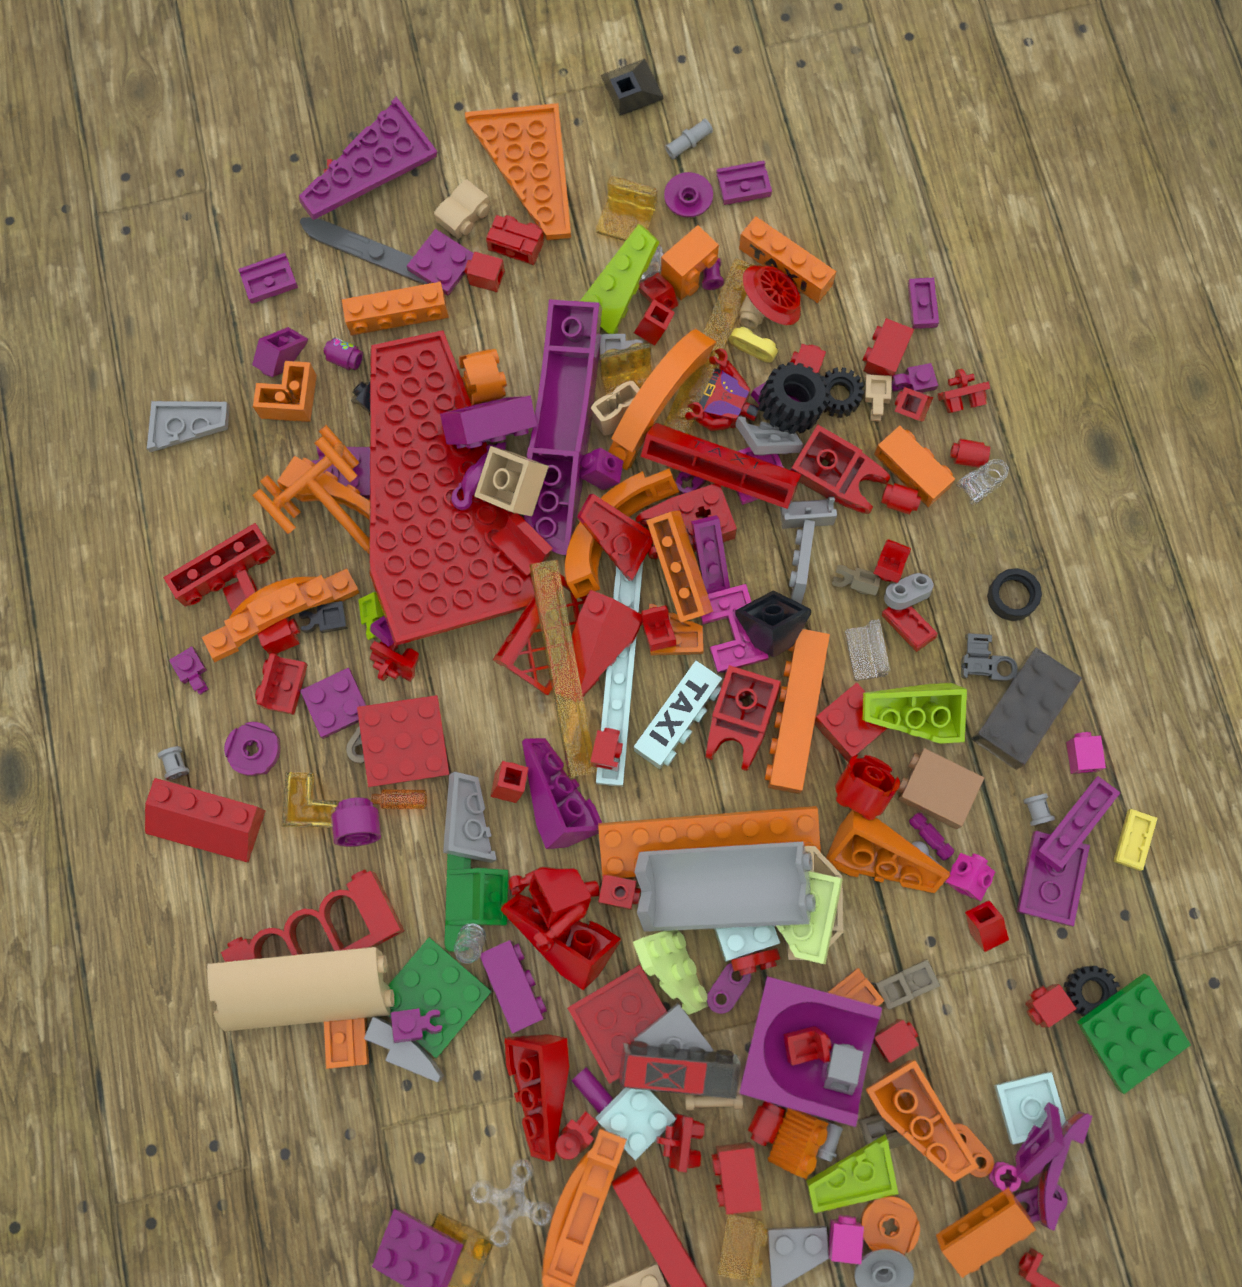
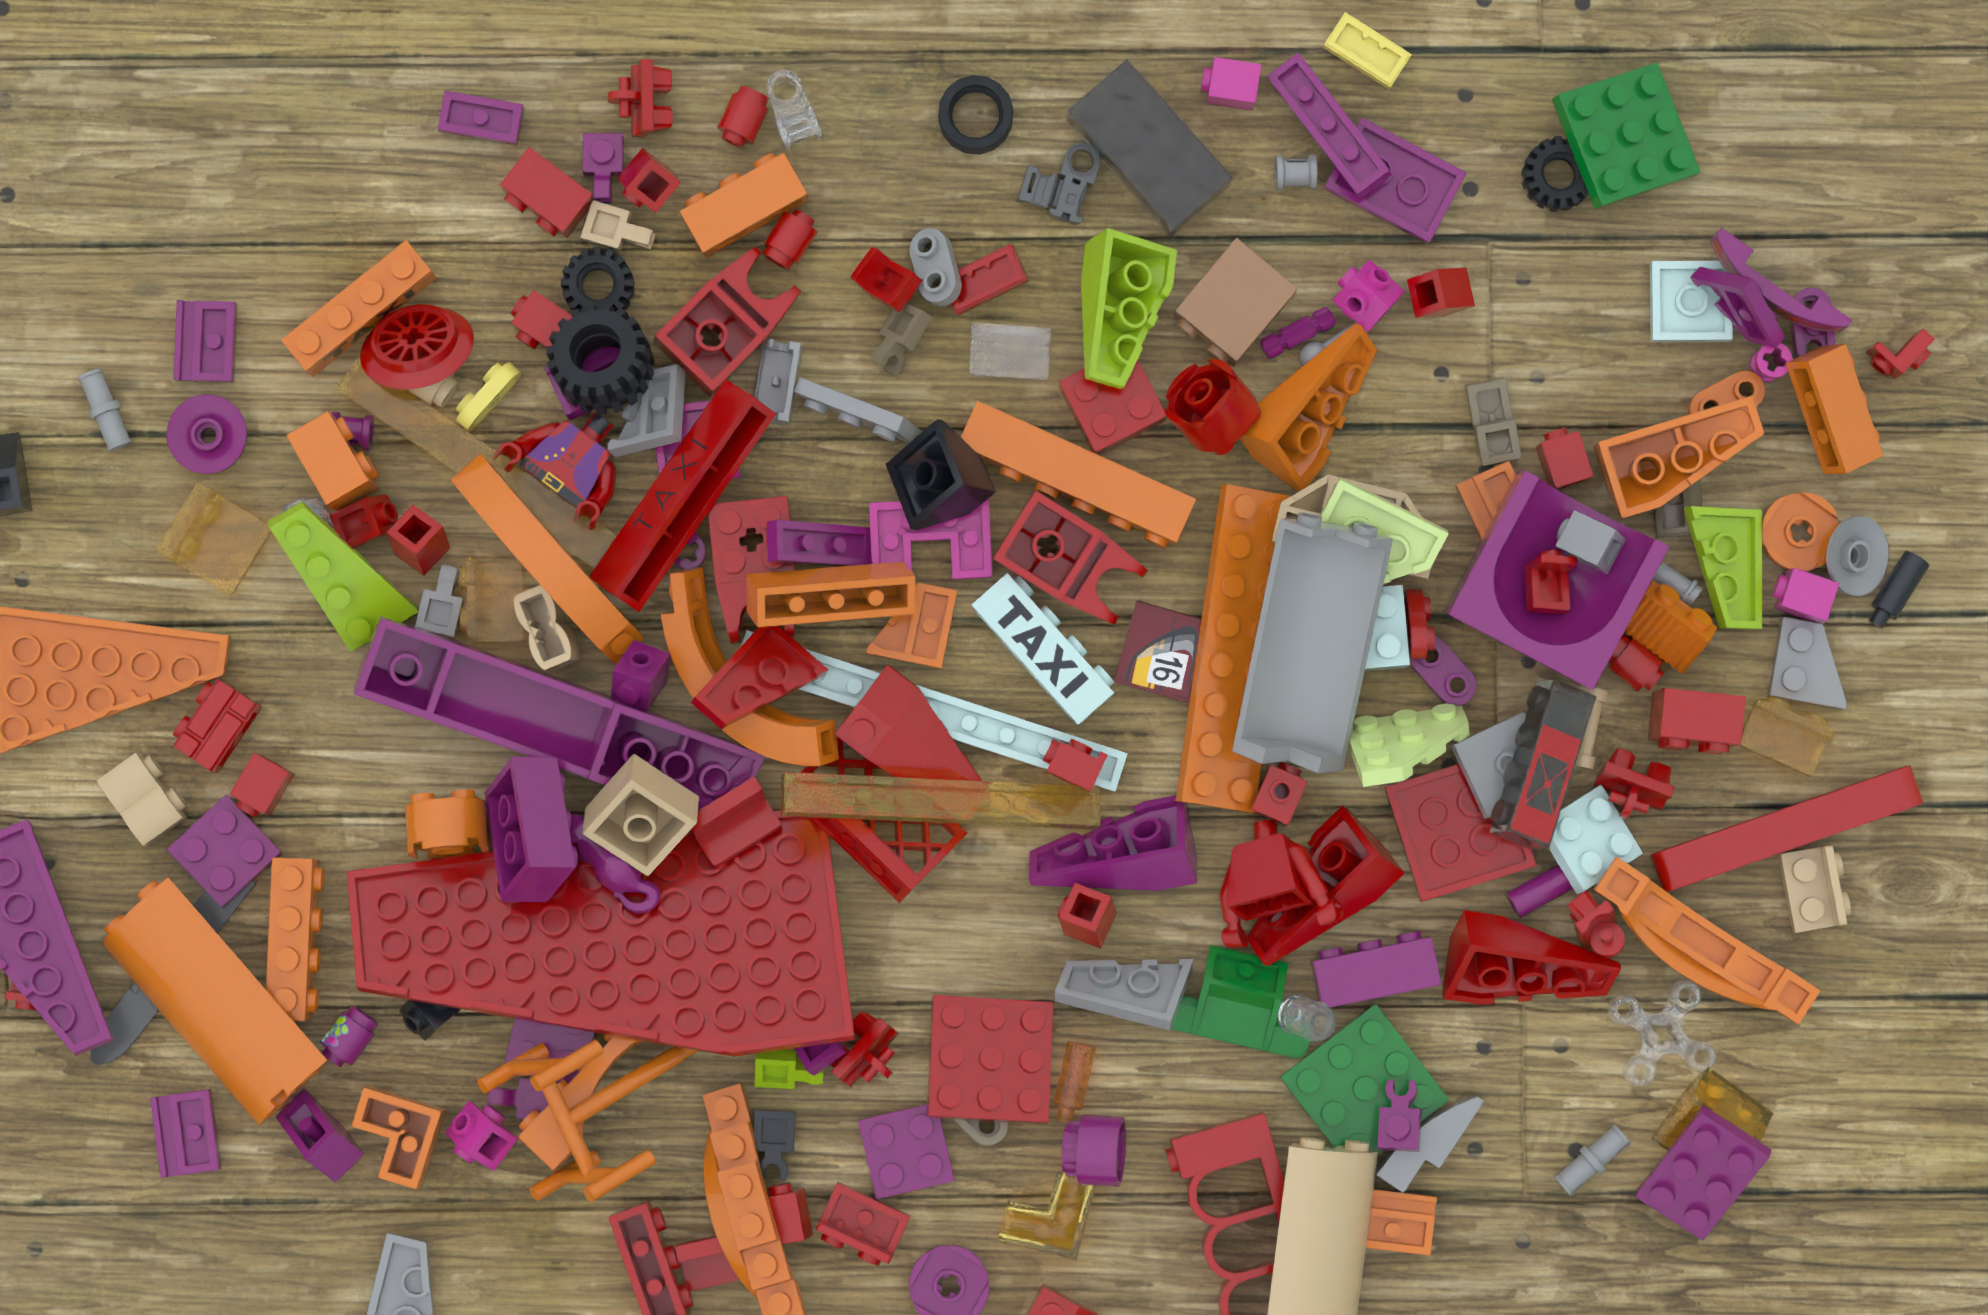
camera: 85 degrees left, 10 degrees up
(295, 440) = (481, 1135): none -> dark pink brick
(348, 271) = (212, 1000): none -> orange cylinder
(413, 1171) = (1592, 1159): none -> light grey pin
(658, 628) = (912, 648): red bracket -> none
(695, 791) = (1160, 651): none -> slope
(1049, 1005) = (1564, 238): red brick -> none

